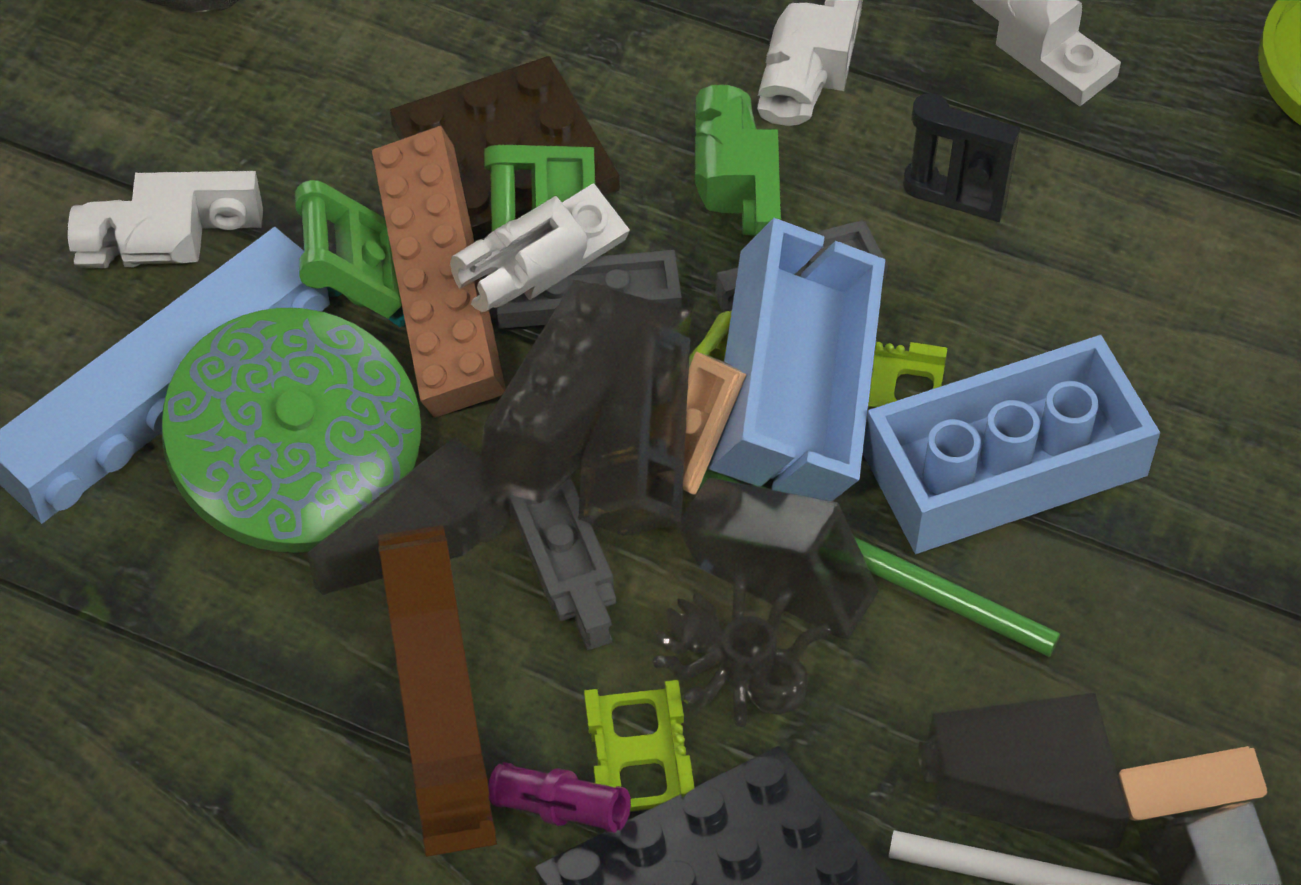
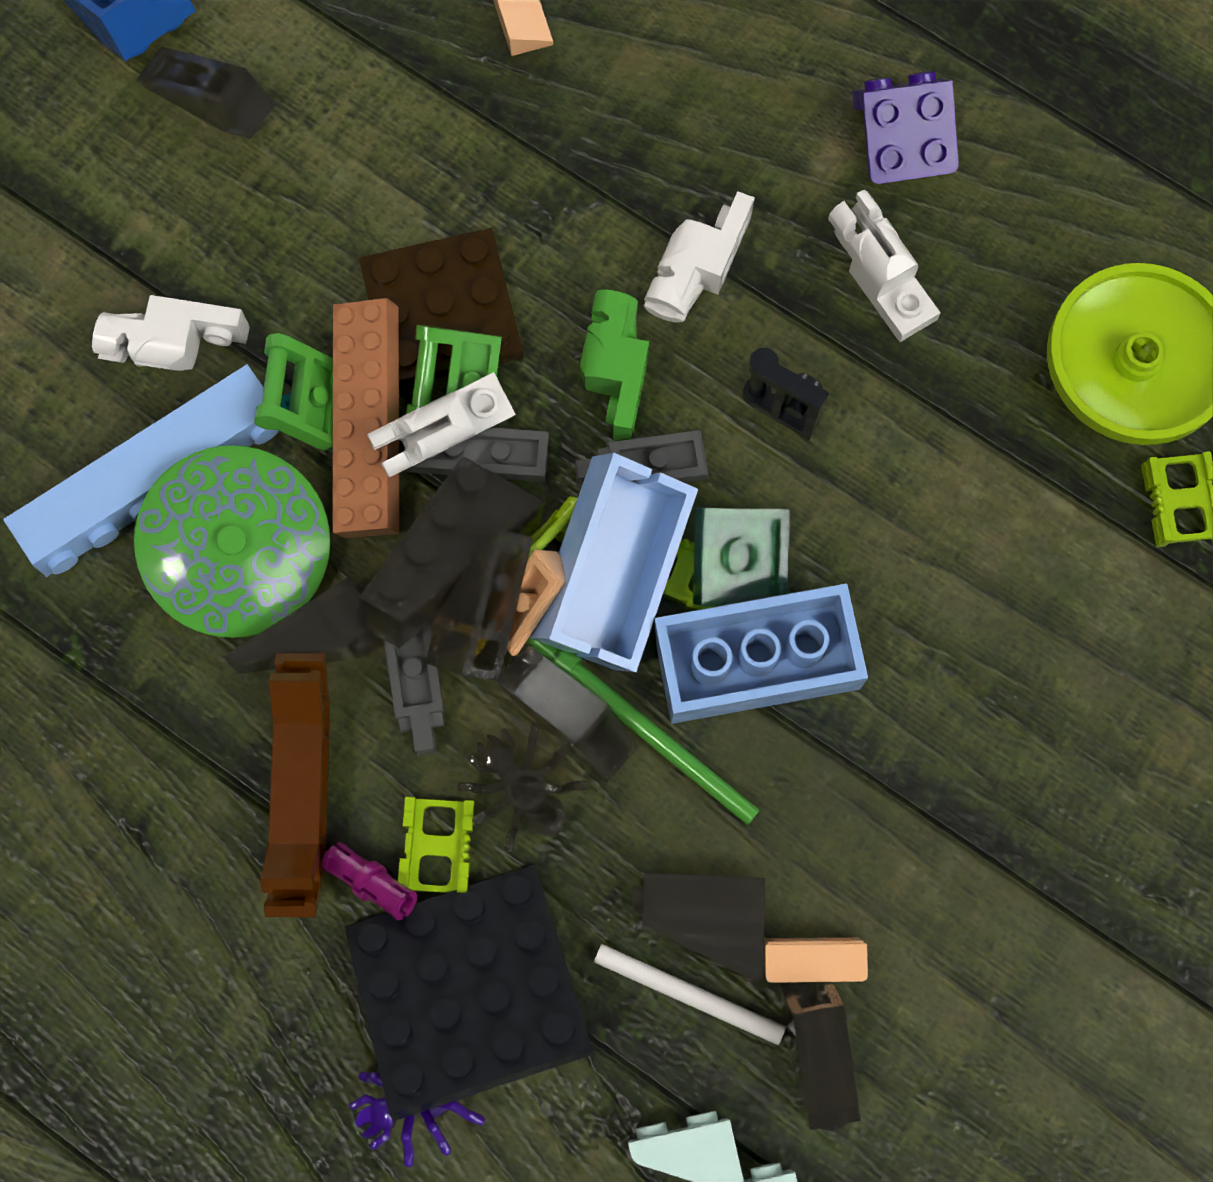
camera: 10 degrees right, 20 degrees up
(950, 328) = (739, 555): none -> clear green plate

